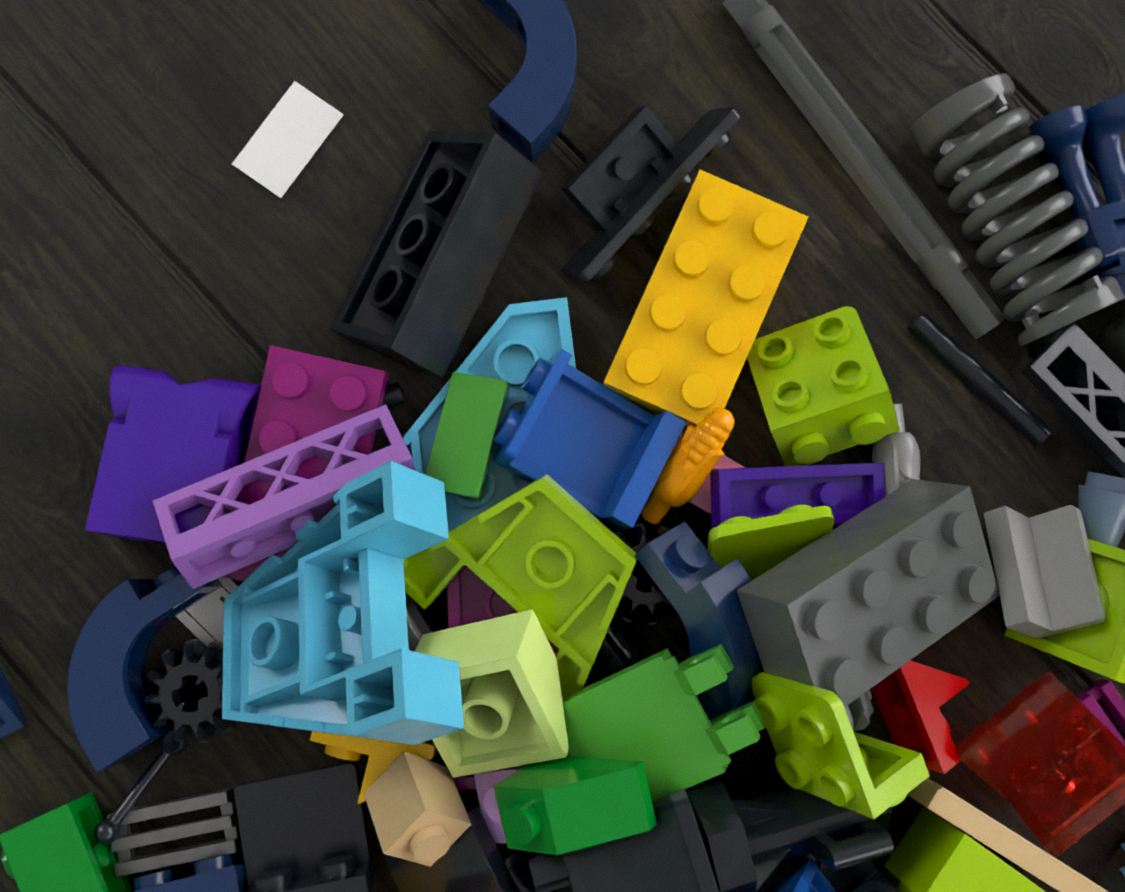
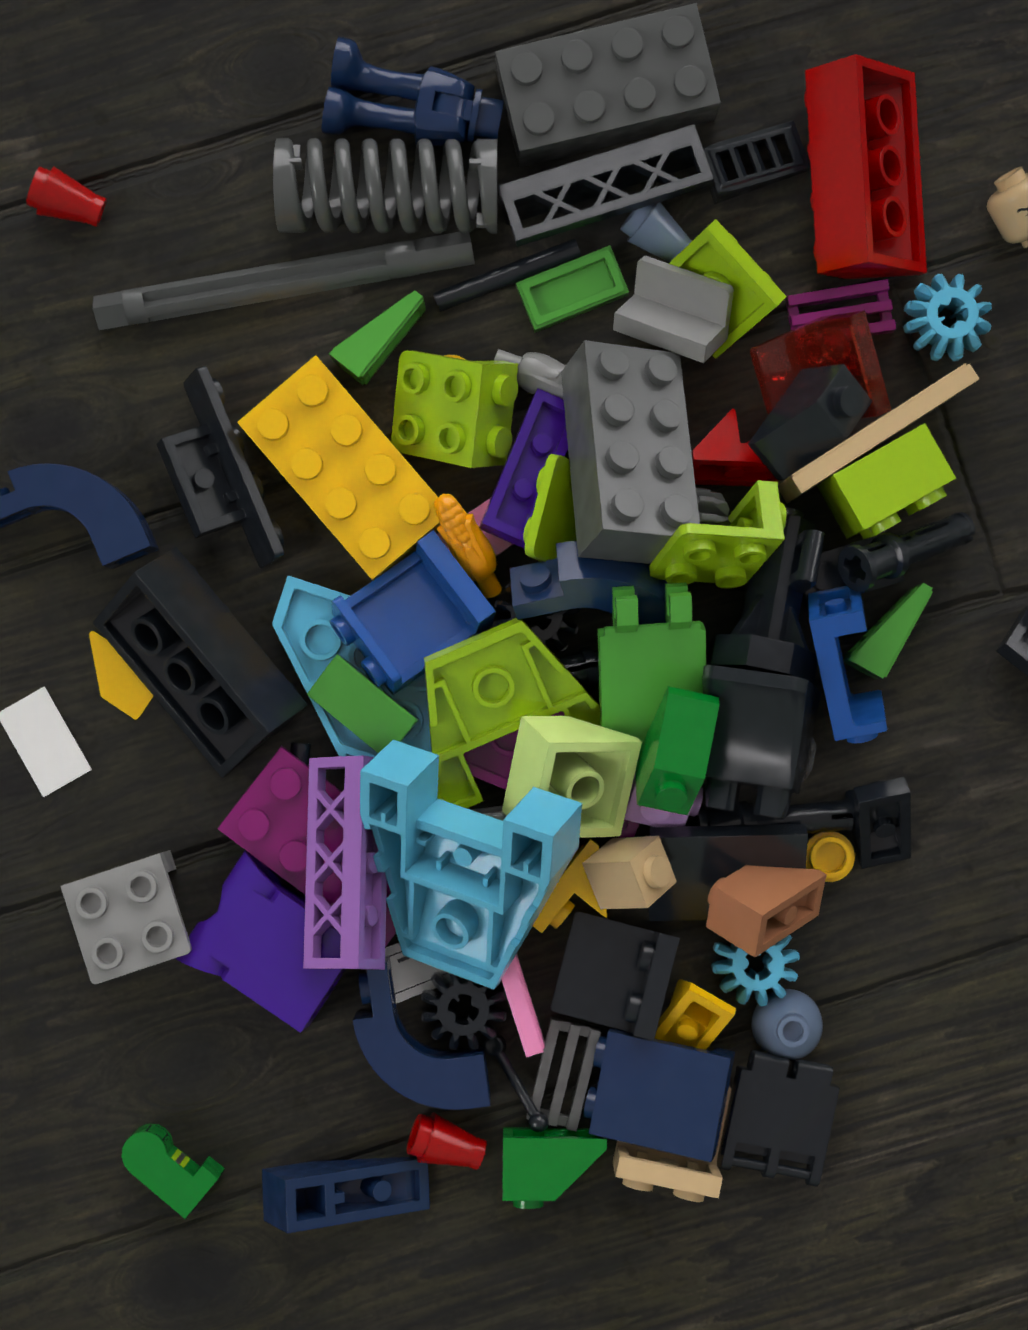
camera: 65 degrees left, 5 degrees up
(43, 739) = (444, 1143): none -> red cone
(135, 294) = (127, 918): none -> light grey bracket
(217, 760) = (523, 1009): none -> bright pink tile
(381, 182) = (117, 680): none -> yellow sticker
(846, 275) = (372, 344): none -> bright green slope
(999, 452) = (572, 289): none -> bright green tile
(1009, 775) = (810, 419): none -> black slope

